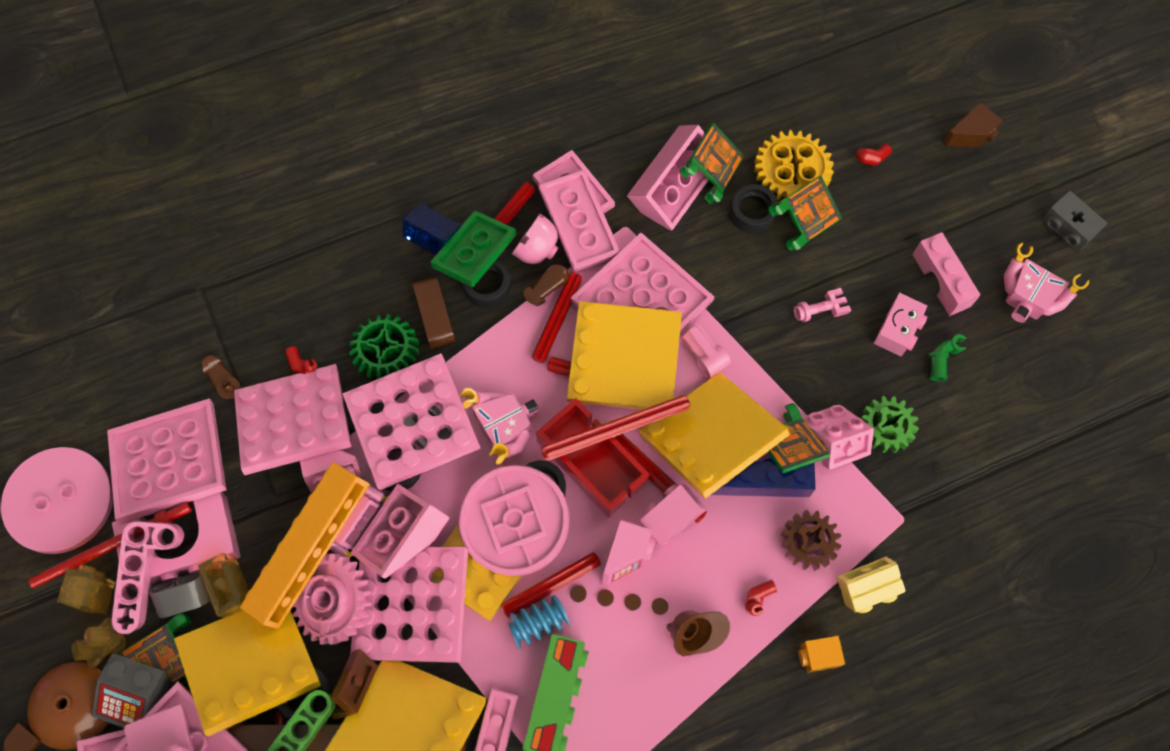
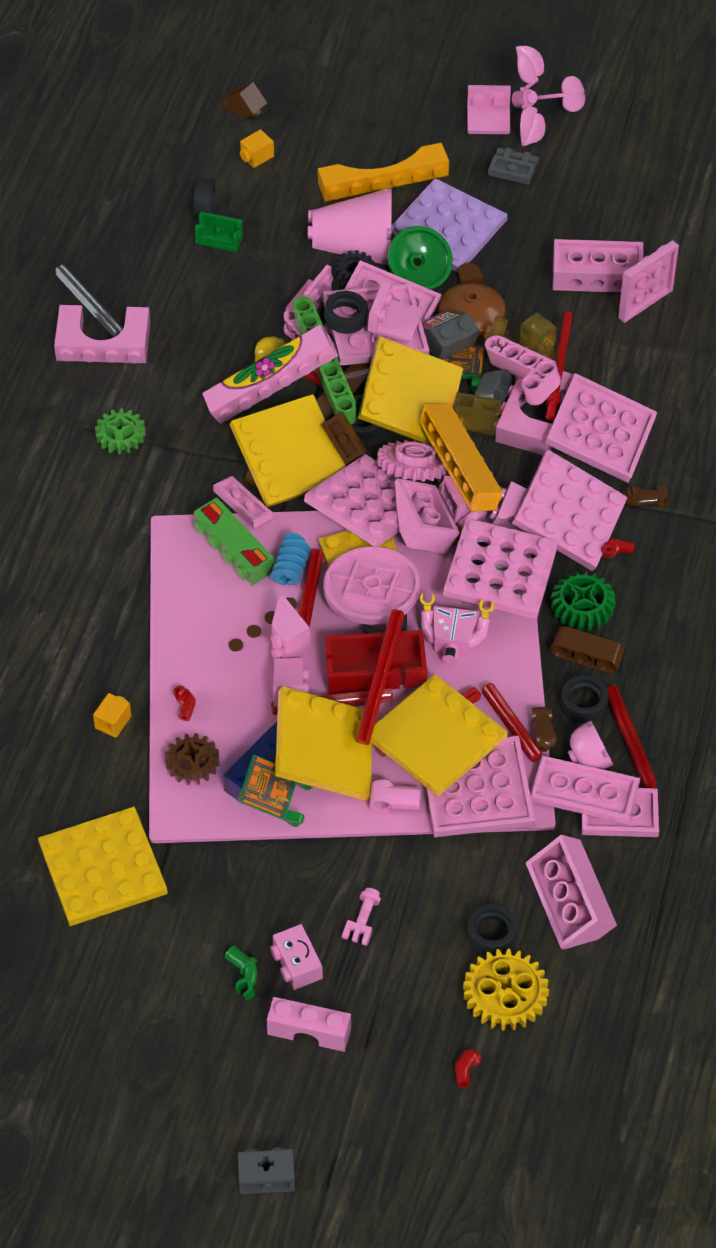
camera: 130 degrees right, 15 degrees down
(57, 500) = (628, 362): bright pink plate -> none
(428, 228) = (660, 686): clear blue brick -> none
(473, 248) = (615, 696): green plate -> none
(698, 631) = (198, 644): reddish brown piece -> none
(716, 160) = (559, 929): flag -> none
(810, 210) = (453, 964): flag -> none
(842, 433) = (252, 837): bright pink bracket -> none
(871, 585) = (127, 776): light yellow brick -> none
(888, 412) = (240, 885): bright green gear -> none
(958, 543) = (102, 866): none -> yellow plate
(974, 129) = (420, 1167): reddish brown slope -> none
(1035, 289) = (236, 1082): bright pink torso -> none

